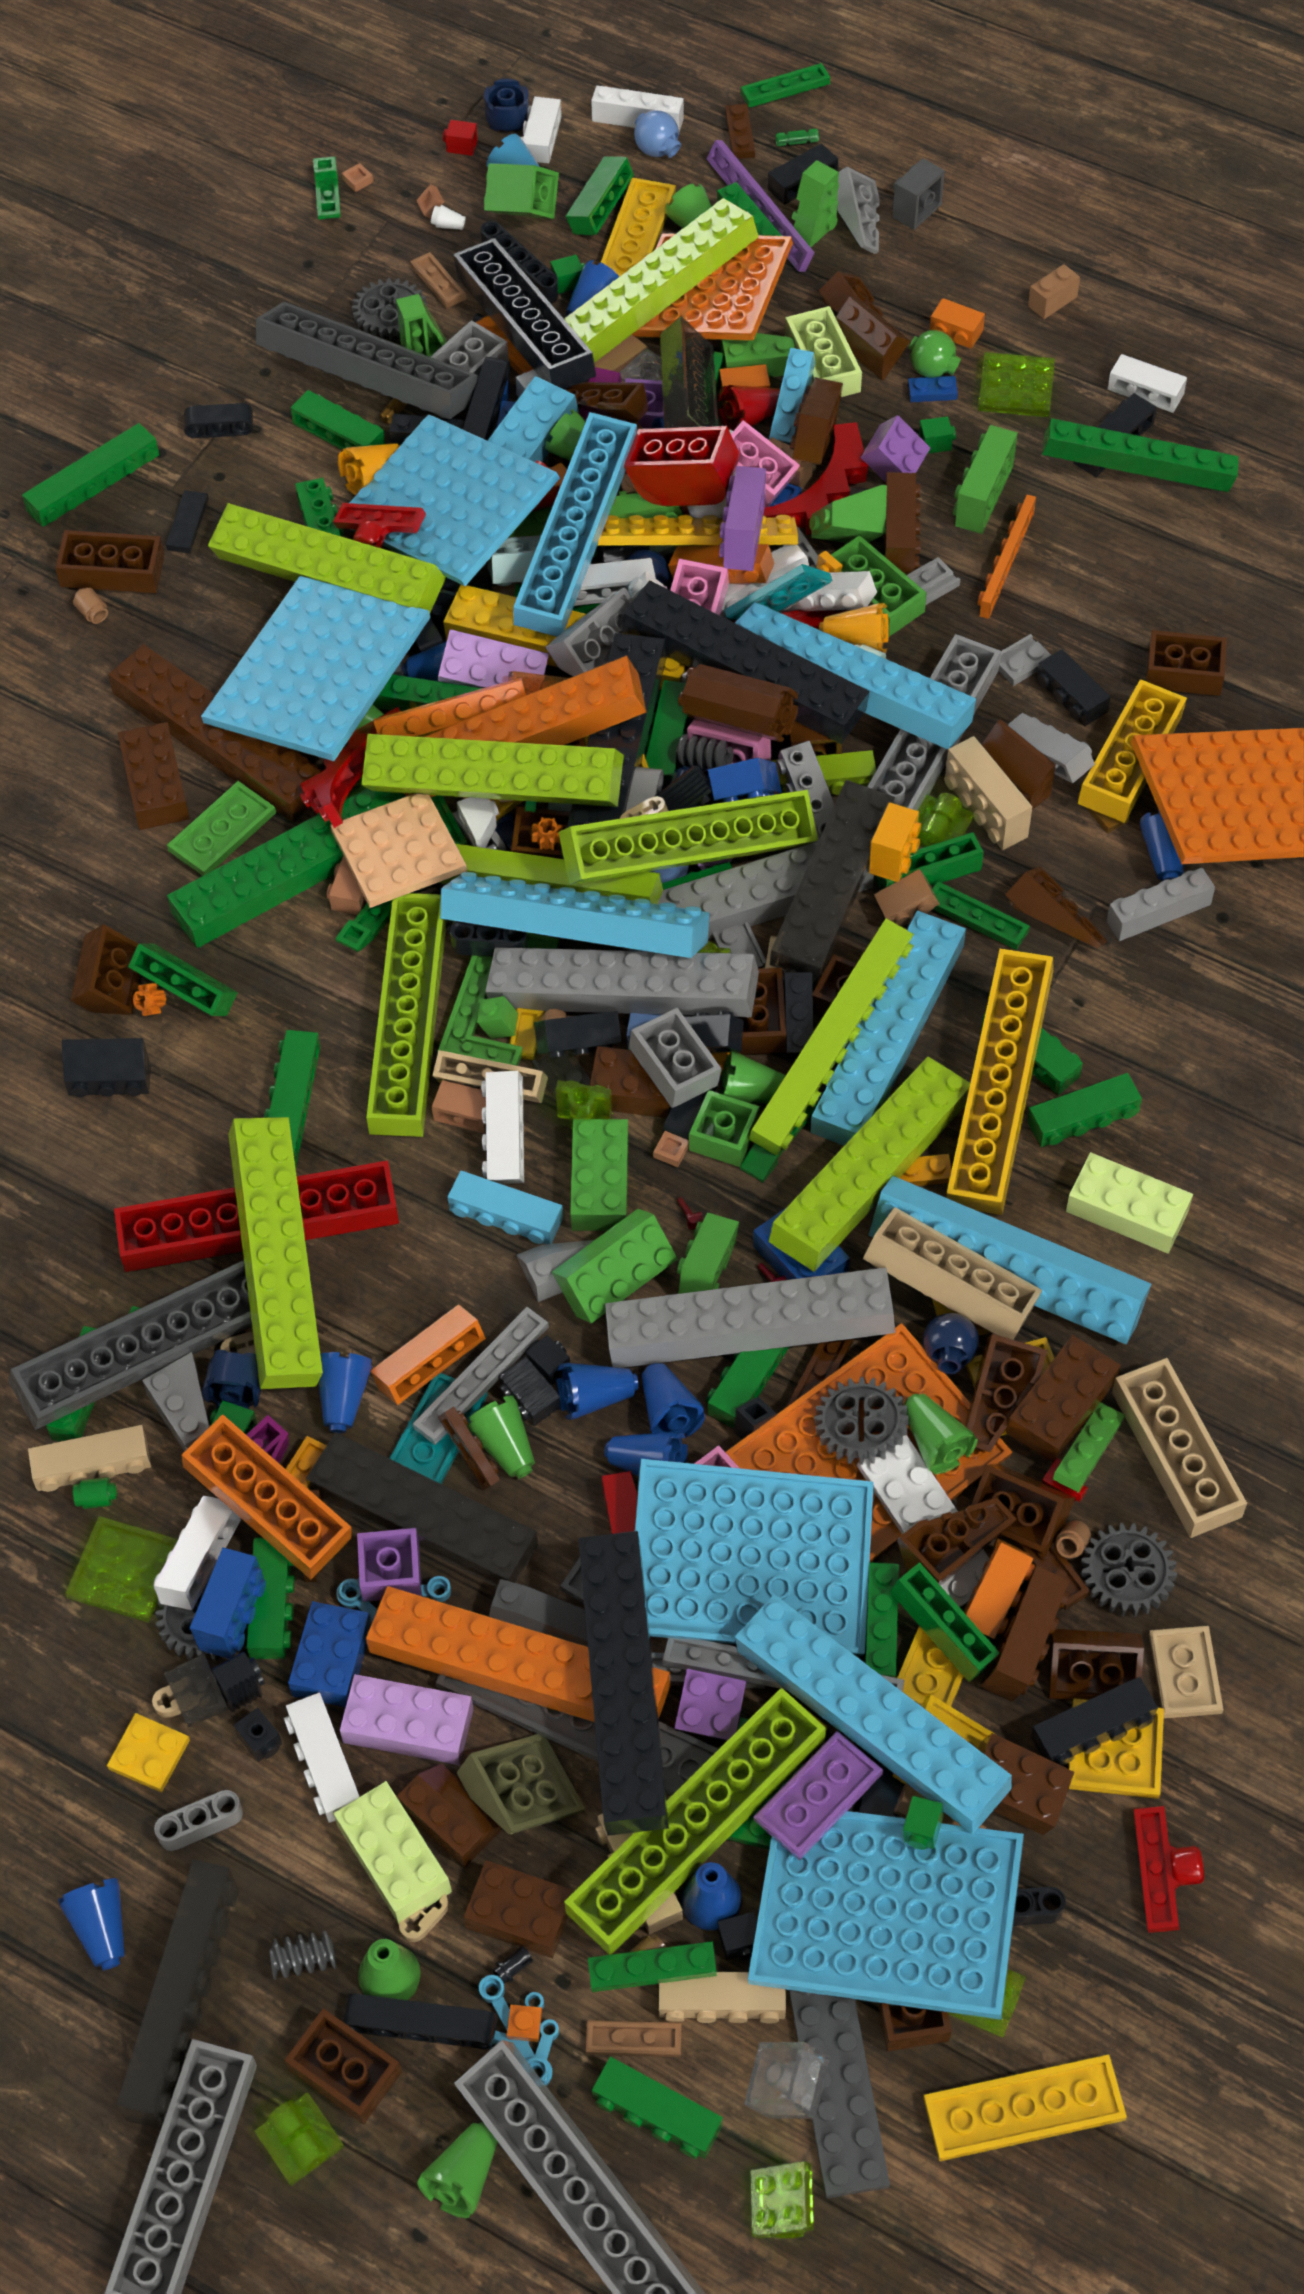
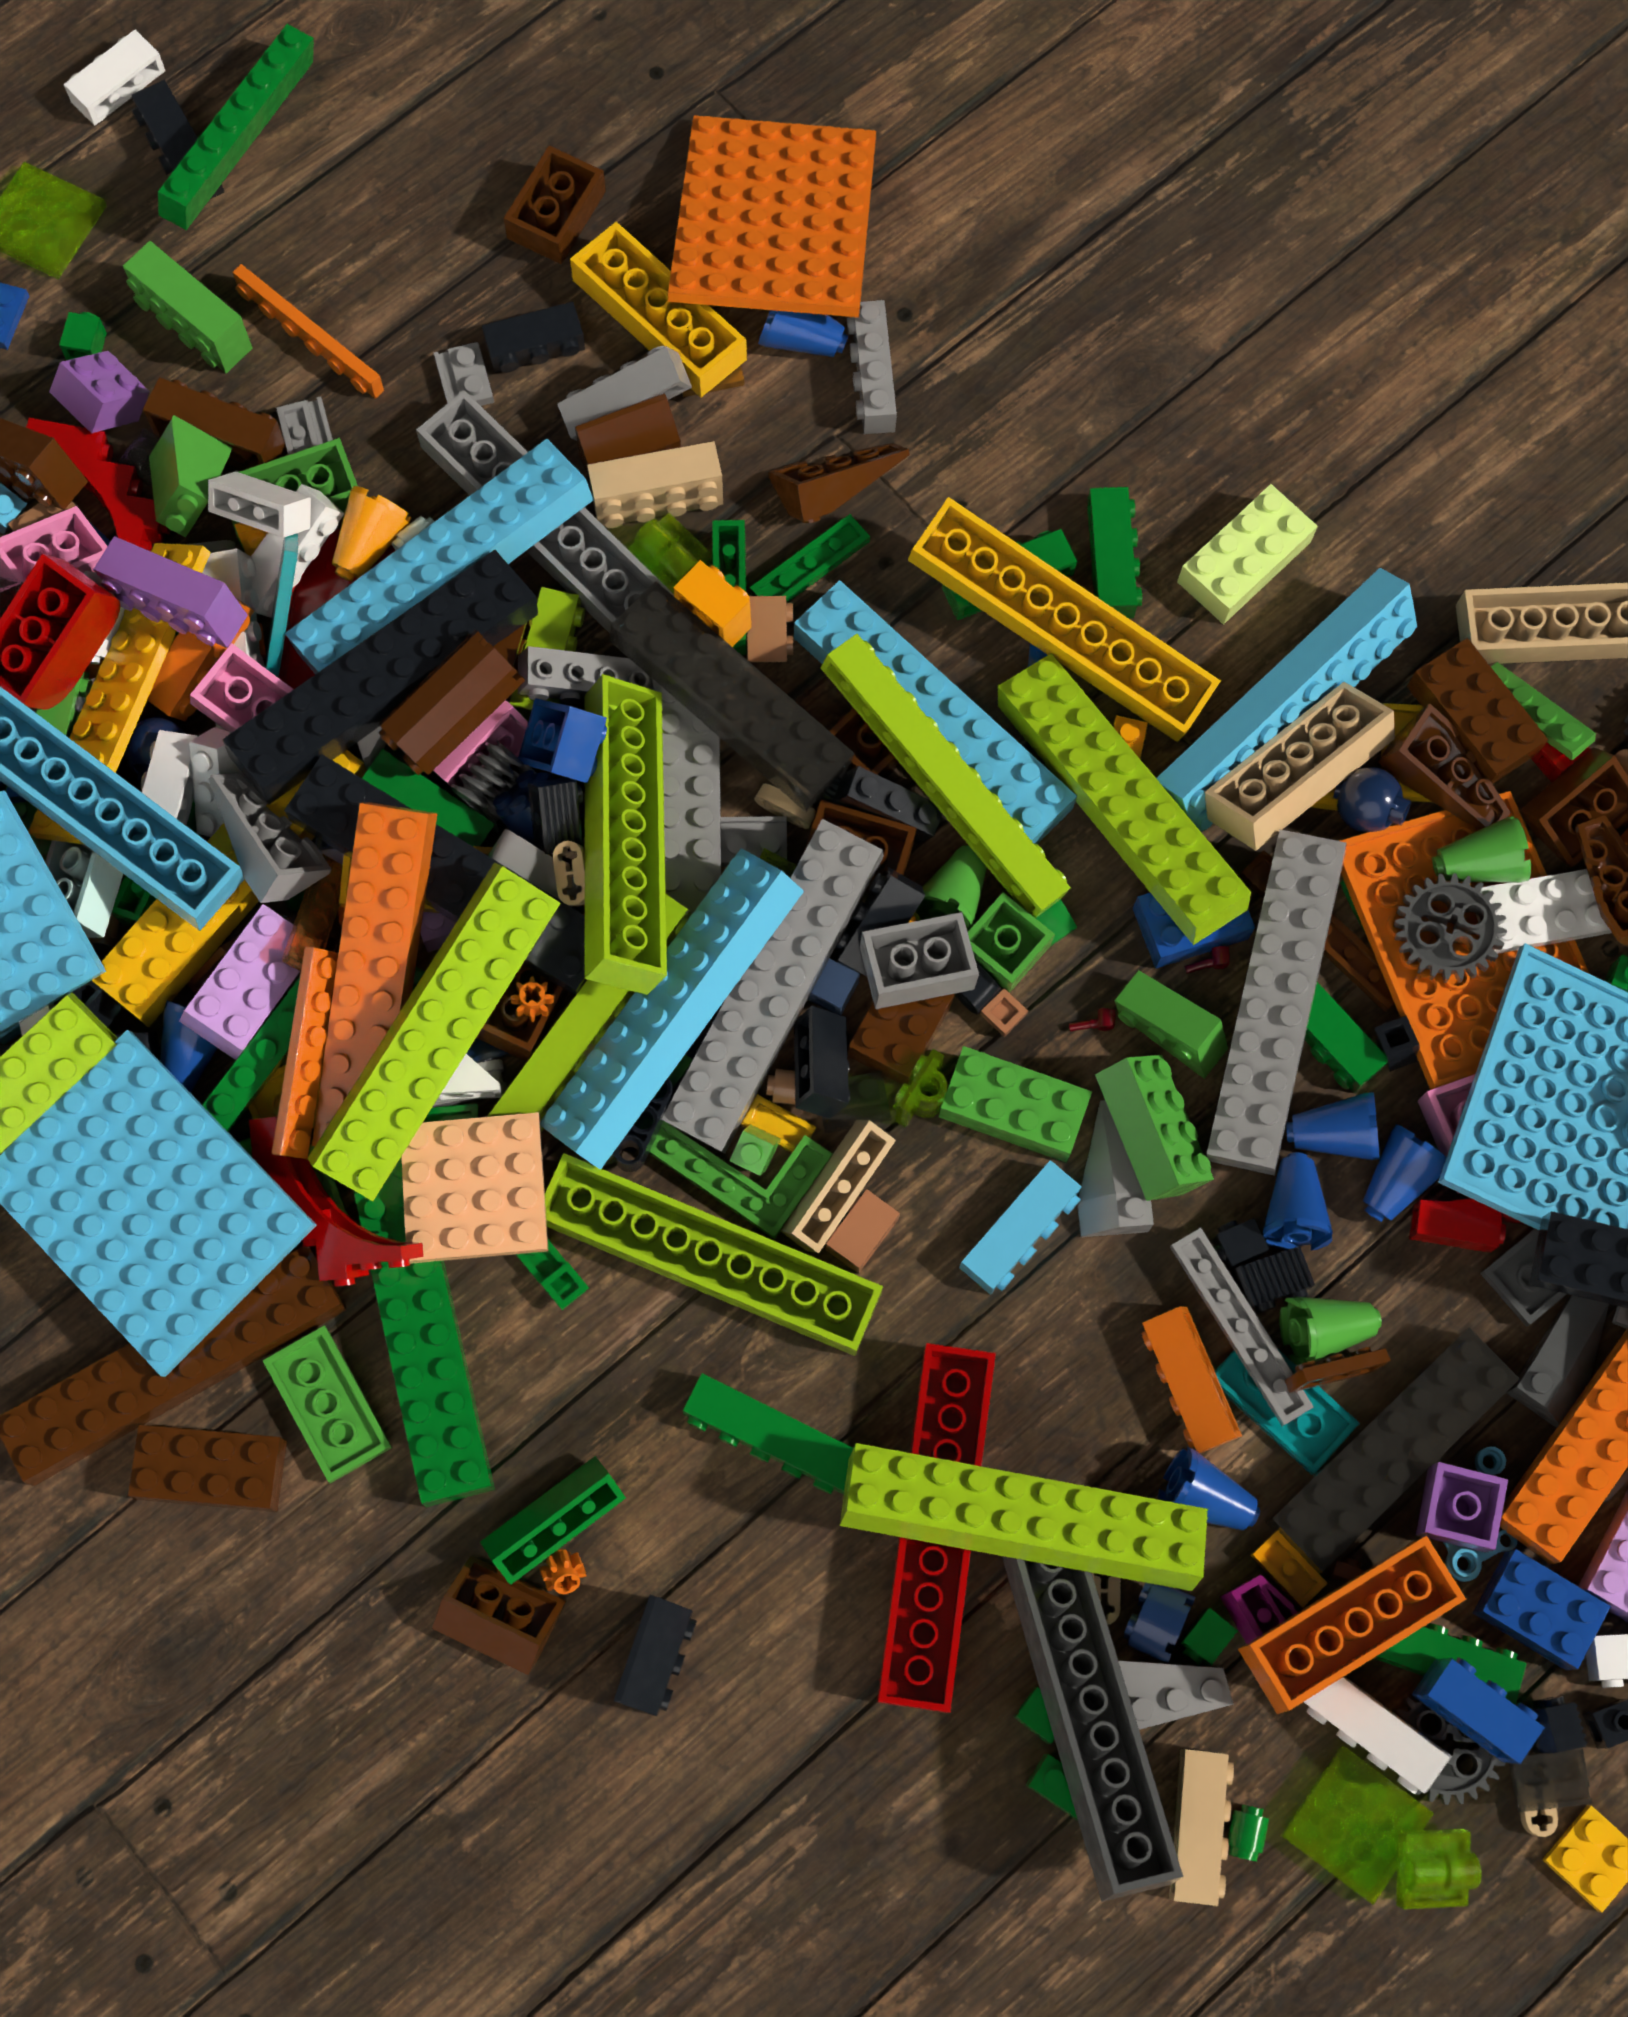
camera: 75 degrees left, 15 degrees up
(103, 1626) = (1435, 1869): none -> clear neon green plate
(345, 892) = (492, 1275): nougat brick -> none
(503, 1127) = (925, 1191): white brick -> none
(841, 552) = (259, 504): none -> white brick

